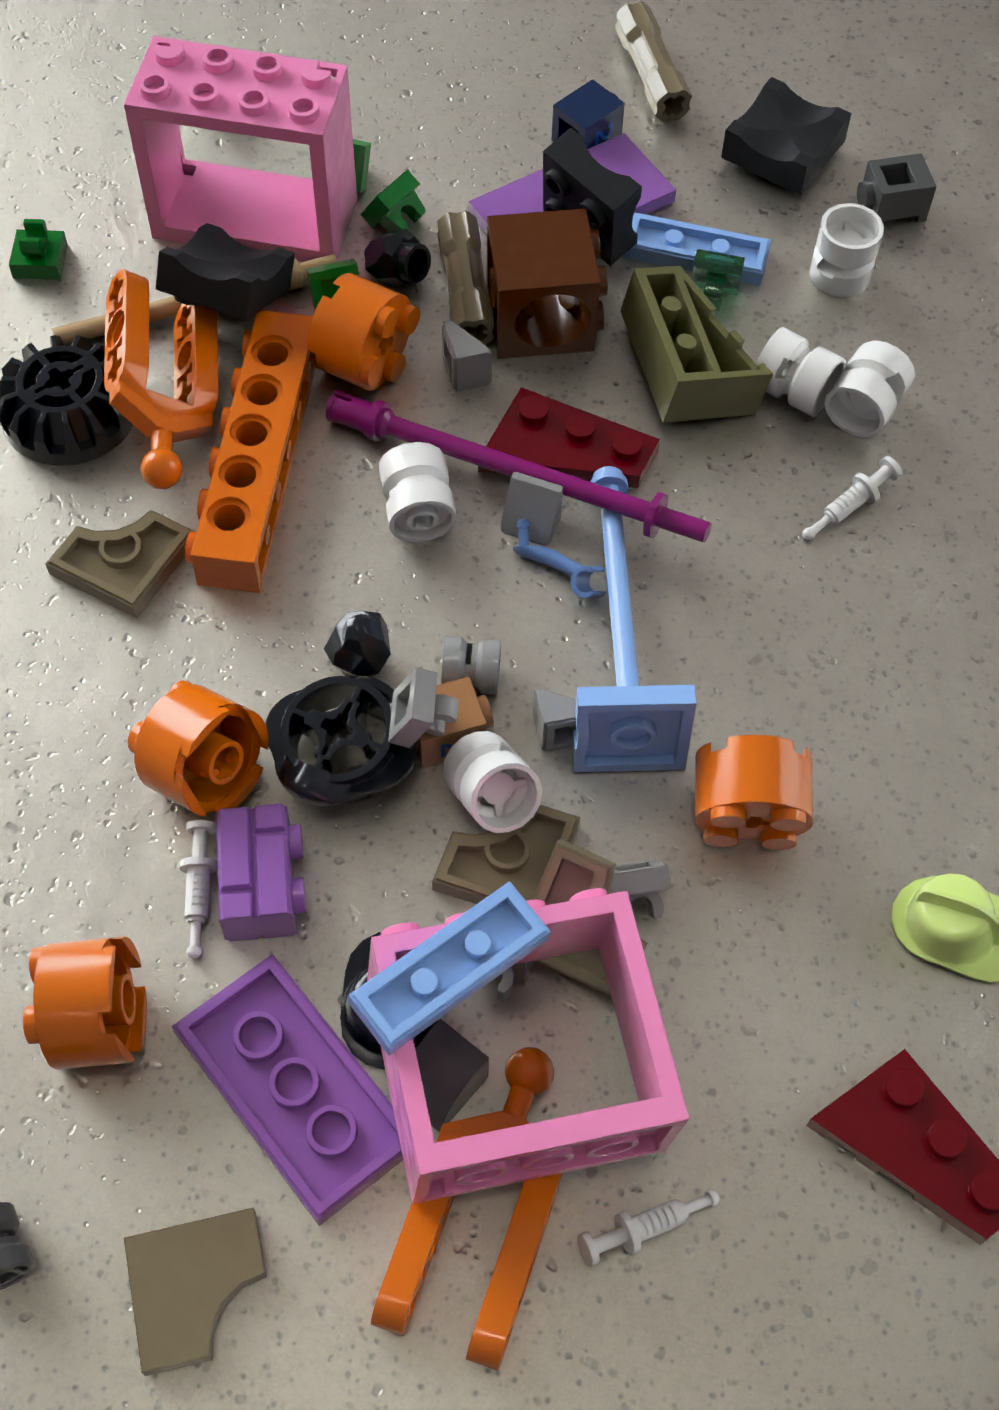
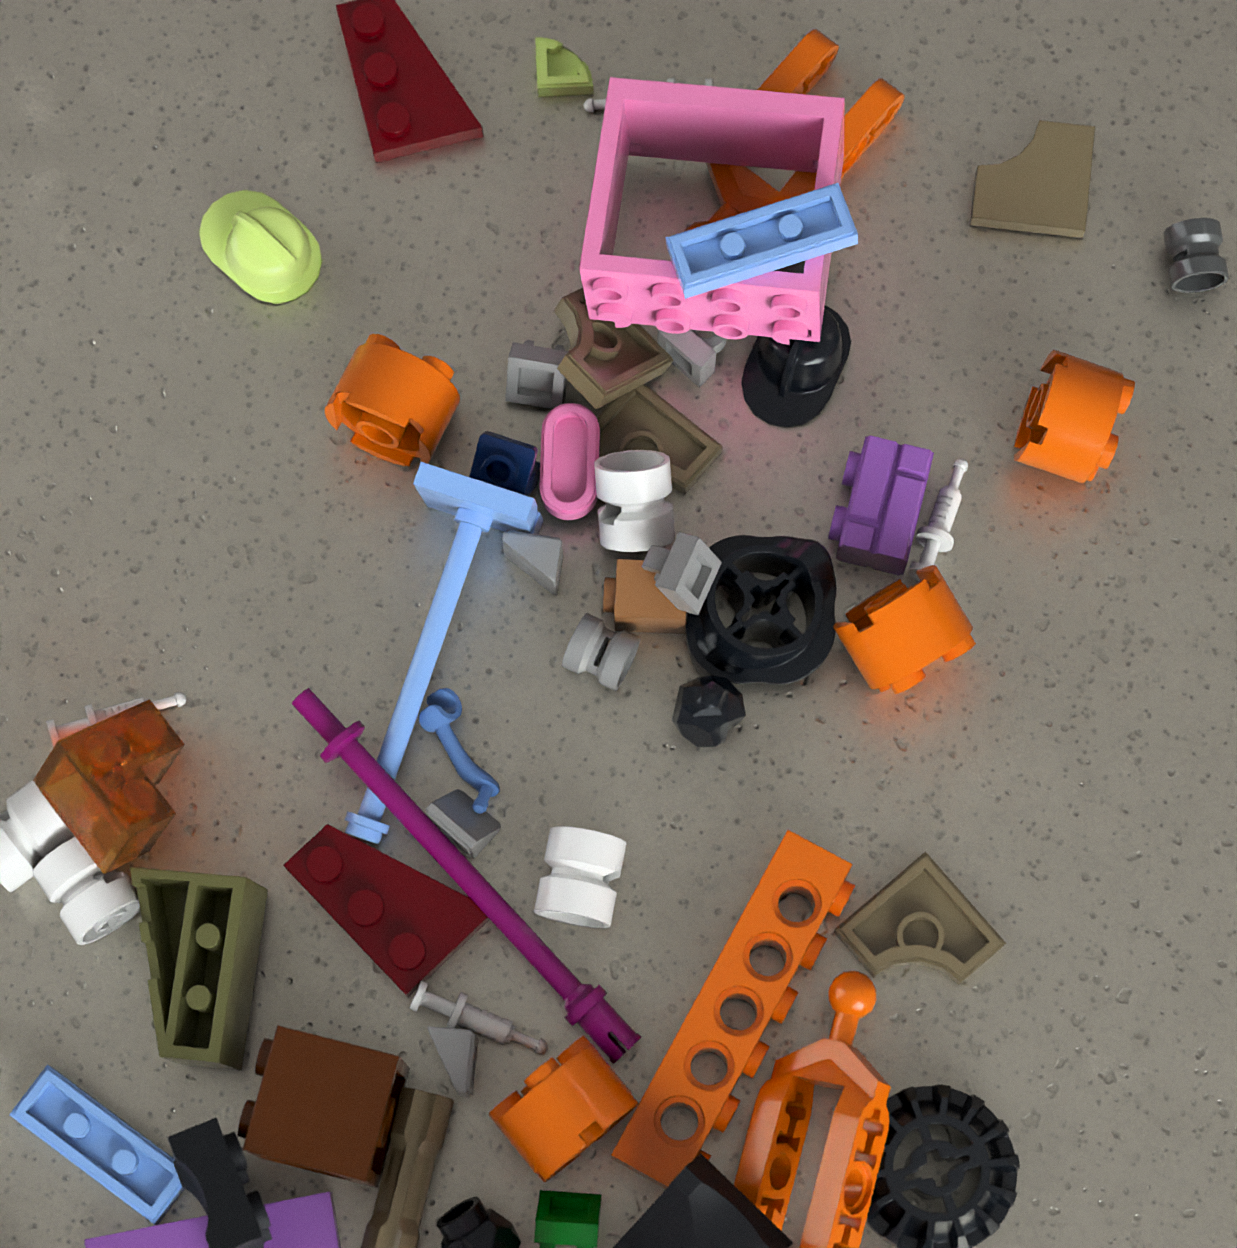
camera: 155 degrees left, 15 degrees up
(294, 1087) = (910, 317): medium lavender tile -> none
(462, 391) = (474, 1019): none -> white piece
(570, 805) = (567, 461): none -> bright pink tile
(623, 775) = (506, 463): none -> dark blue bracket
(717, 274) = (107, 1072): clear green tile -> none
(762, 1226) = (560, 70): none -> yellowish green tile
(833, 420) = (107, 781): none -> clear orange brick

